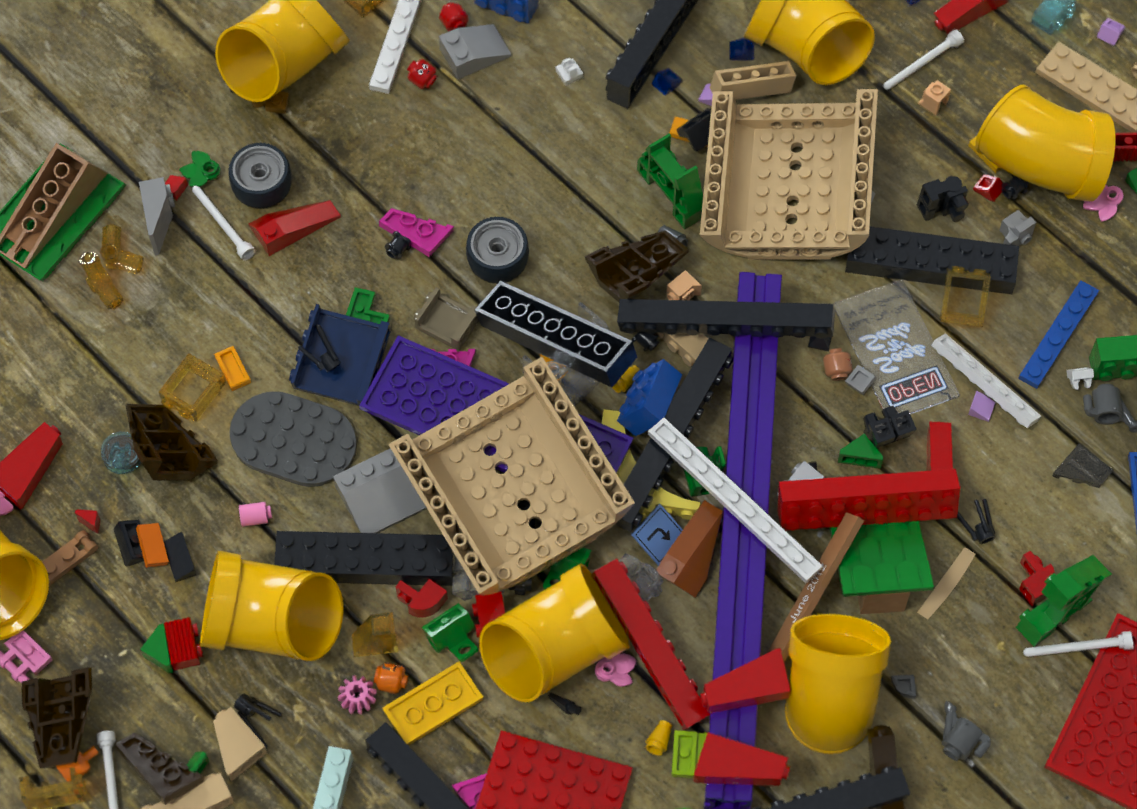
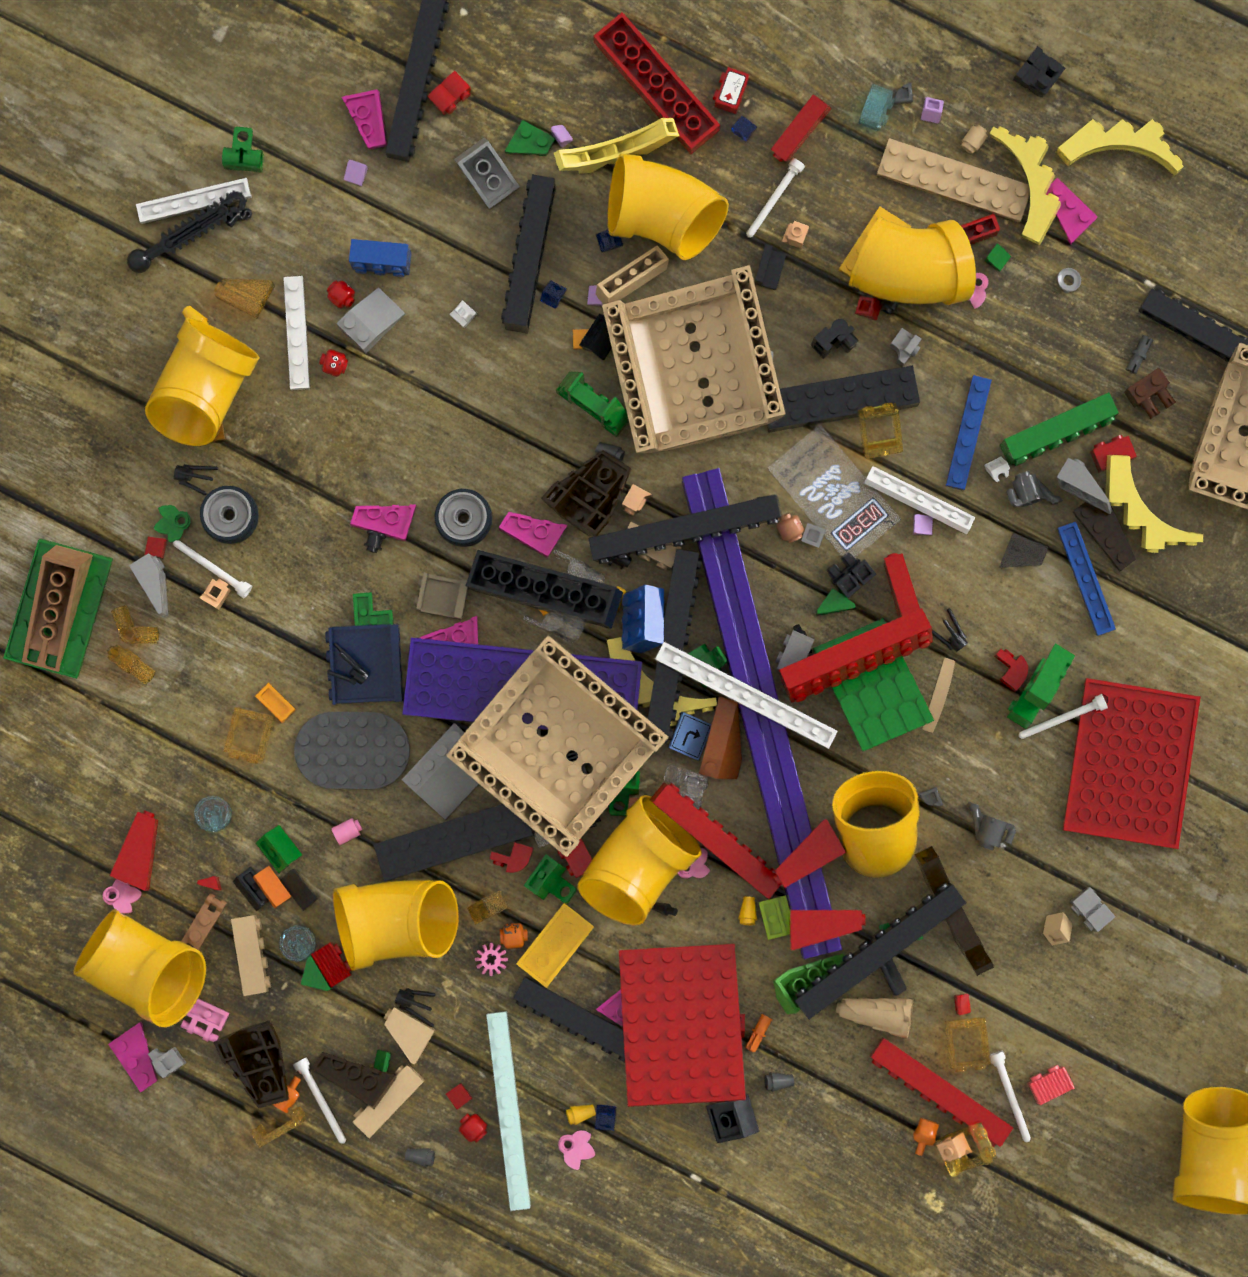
camera: 15 degrees left, 20 degrees up
(99, 606) = (250, 955): none -> tan brick
(154, 608) = (297, 943): none -> clear light blue head
(164, 445) = (247, 797): dark brown wedge -> none
(175, 509) = (278, 848): none -> green panel
(219, 250) = (216, 602): none -> light nougat window
(232, 129) = (185, 473): none -> black plant
(287, 226) = (270, 551): red wedge -> none
(563, 288) = (534, 533): none -> dark pink wing
(816, 586) = (834, 755): medium nougat tile -> none
(897, 120) = (770, 268): none -> black panel
(1085, 10) = (904, 95): none -> dark grey tile

